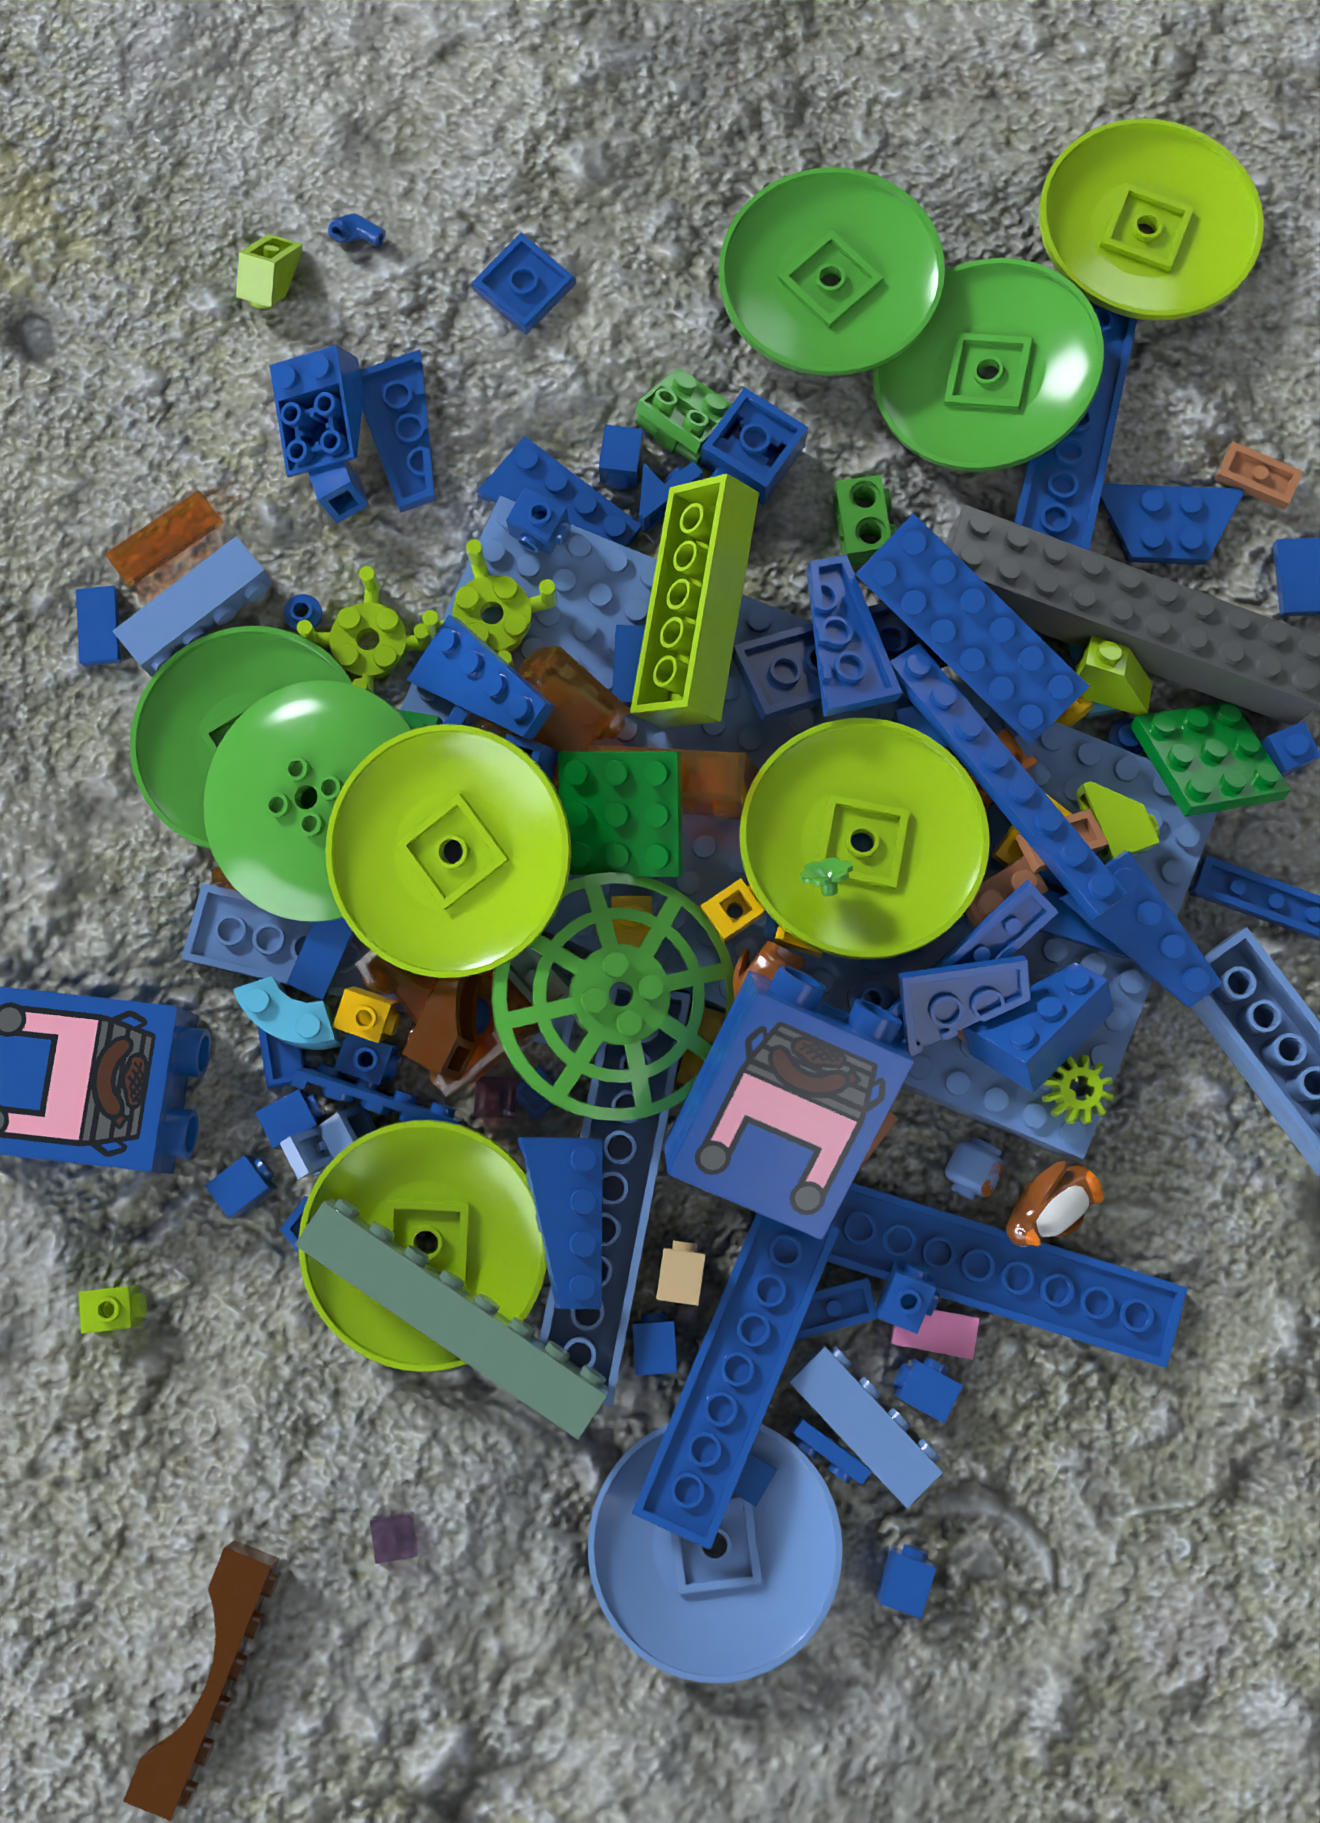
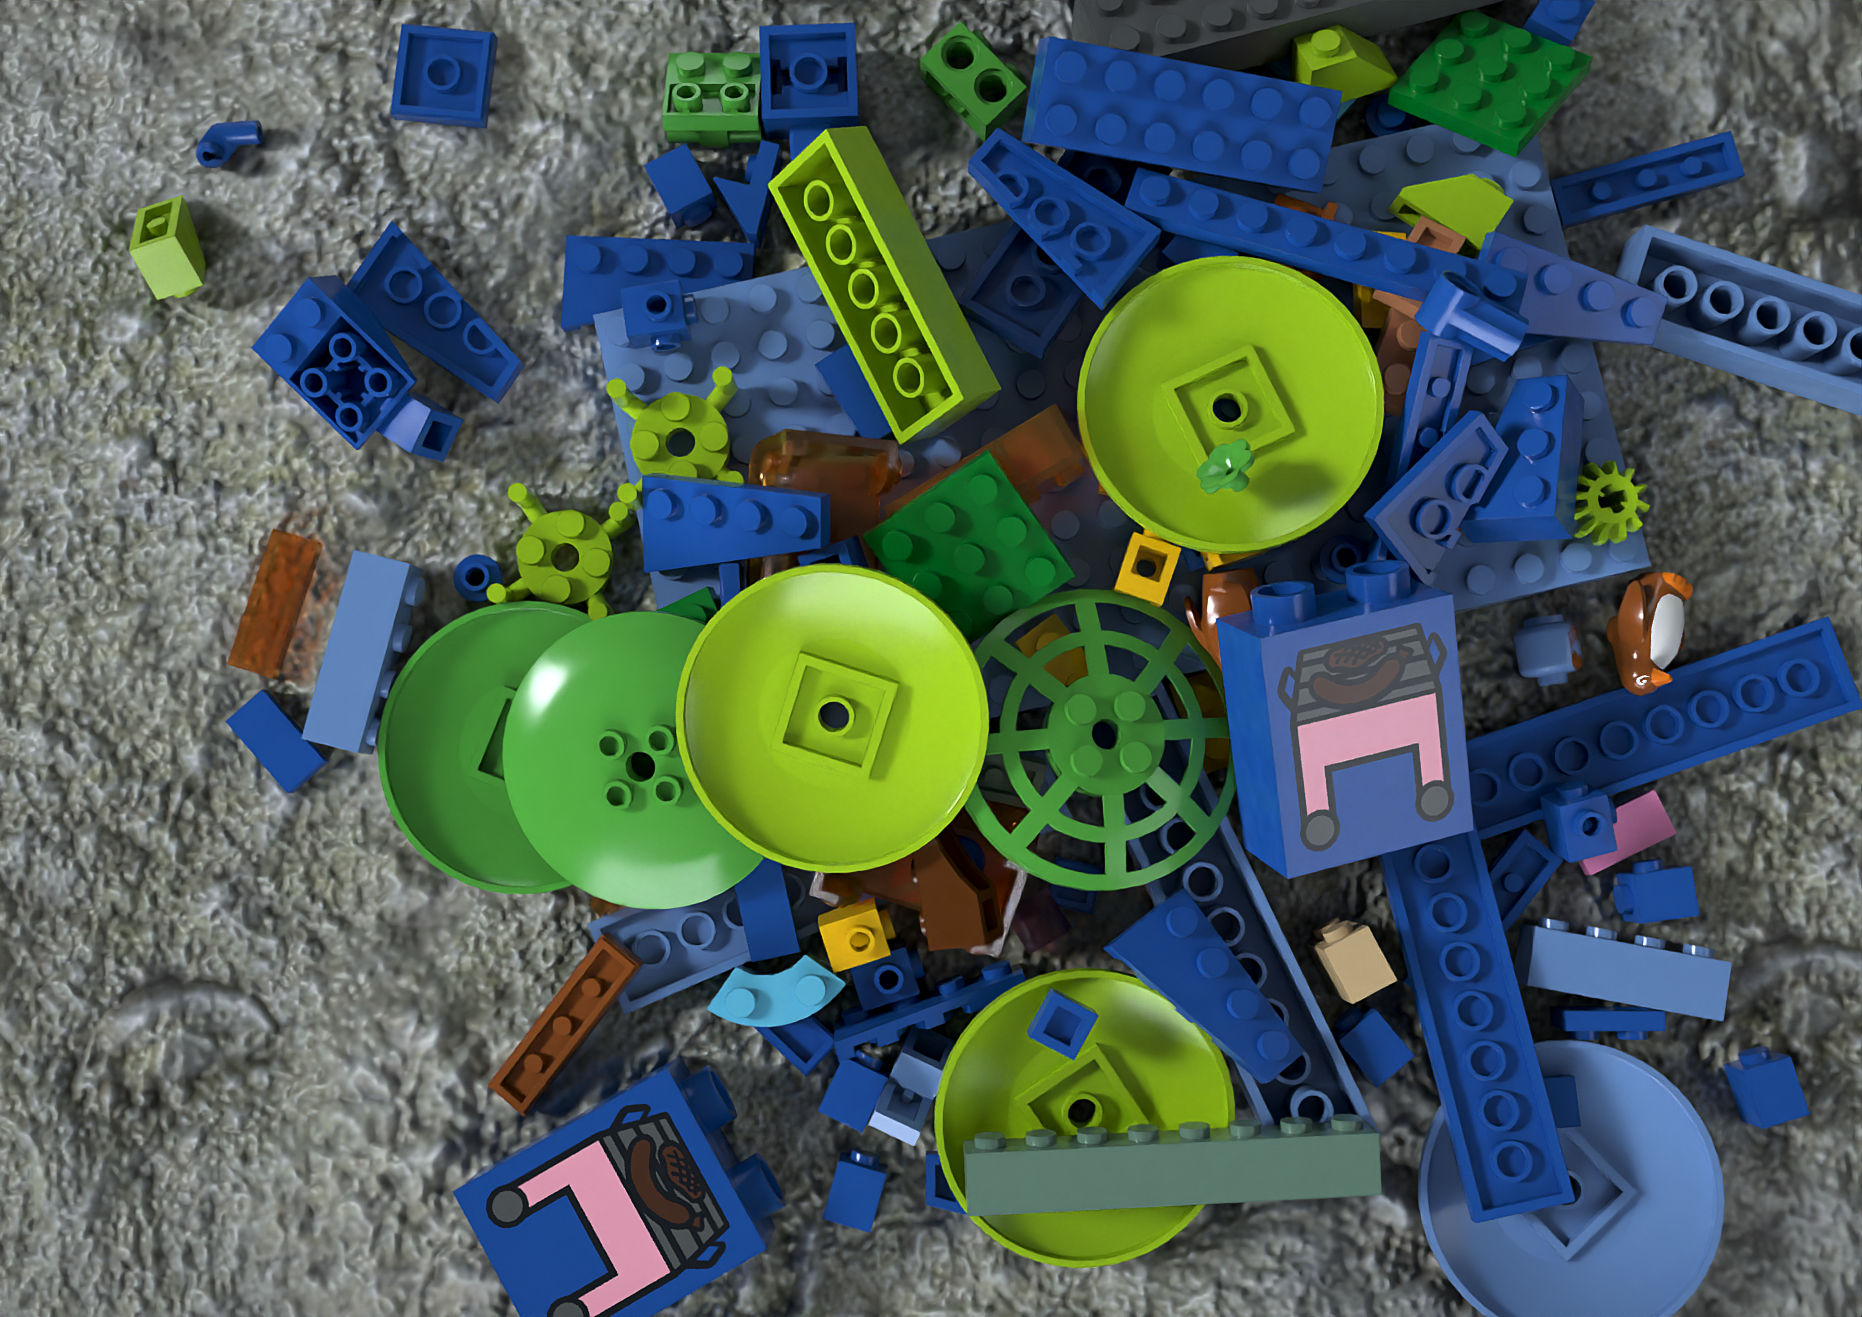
camera: 35 degrees left, 5 degrees up
(139, 937) = (566, 1023): none -> dark orange tile
(452, 1165) = (1062, 1023): none -> blue plate
(1060, 881) = (1461, 311): none -> blue piece

